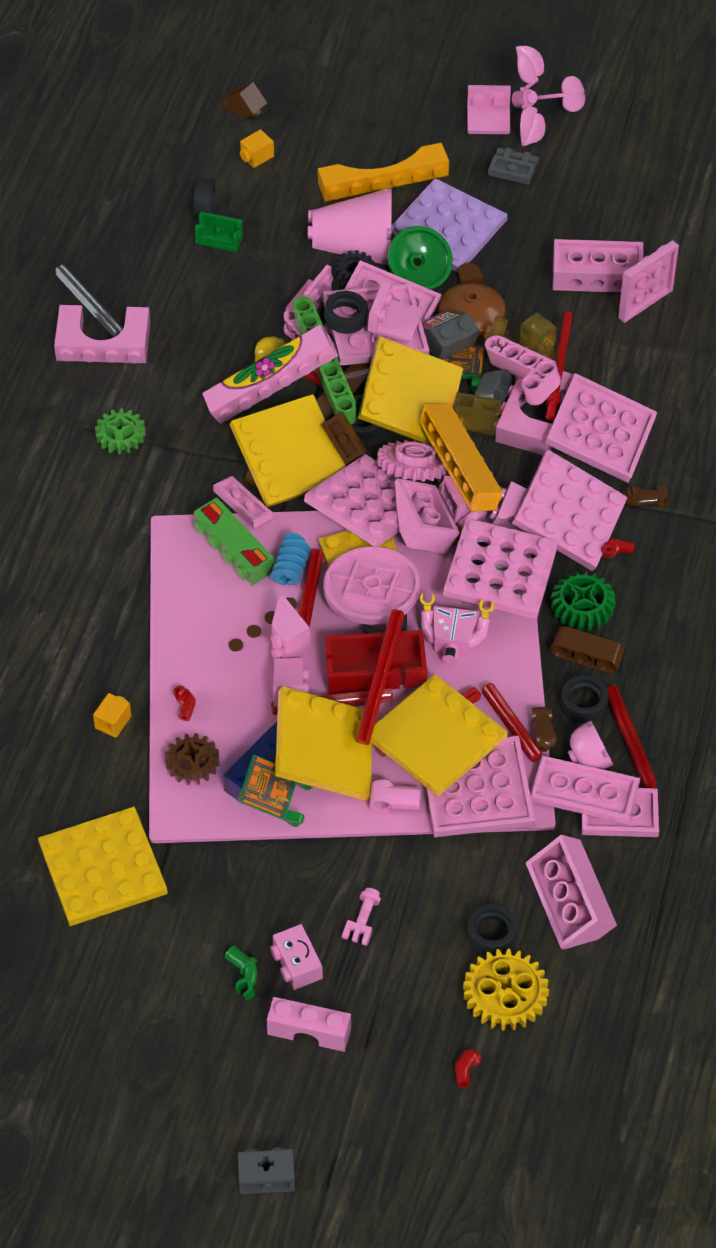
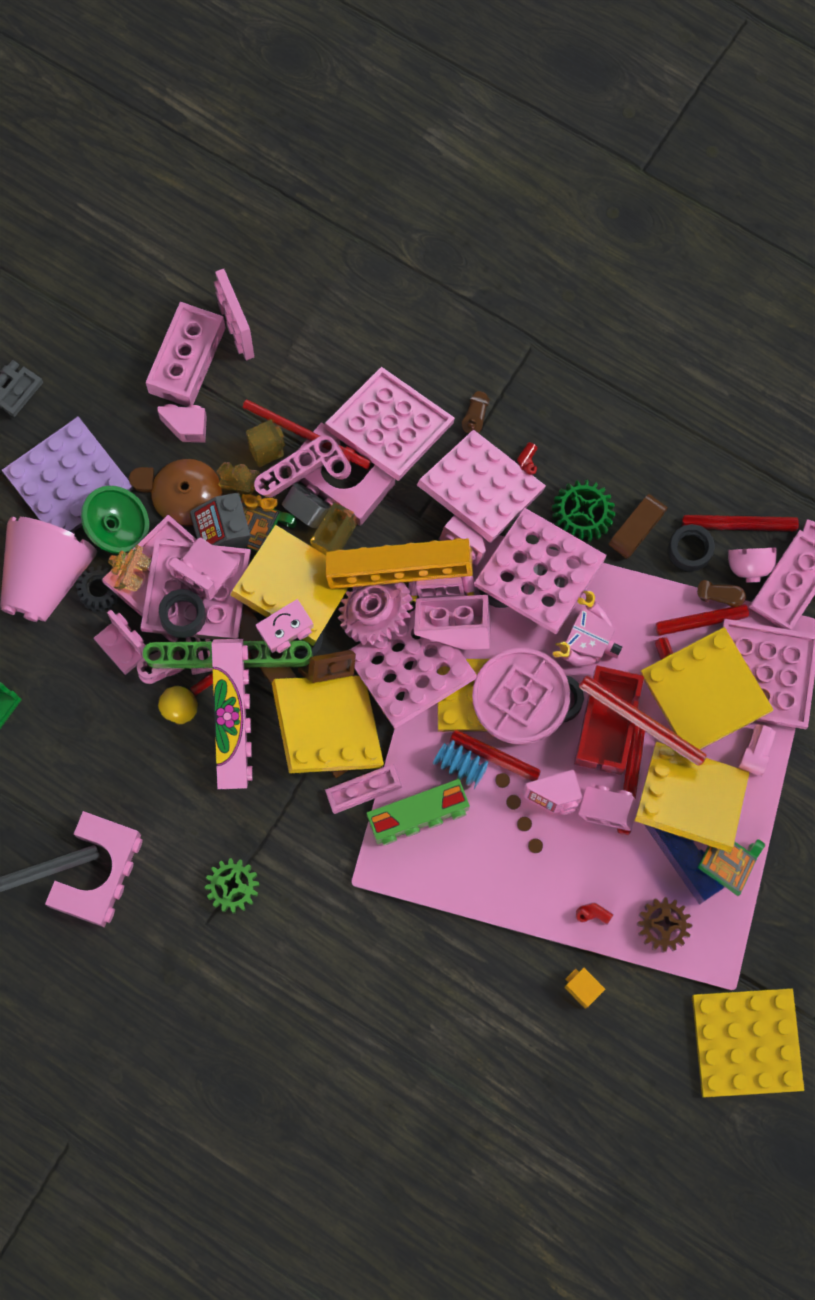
camera: 75 degrees left, 20 degrees up
(360, 378) = (285, 627): none -> bright pink brick
(374, 267) = (134, 560): none -> clear yellow hips
(480, 353) = (253, 502): none -> light orange piece
(534, 286) = (185, 422): none -> bright pink slope

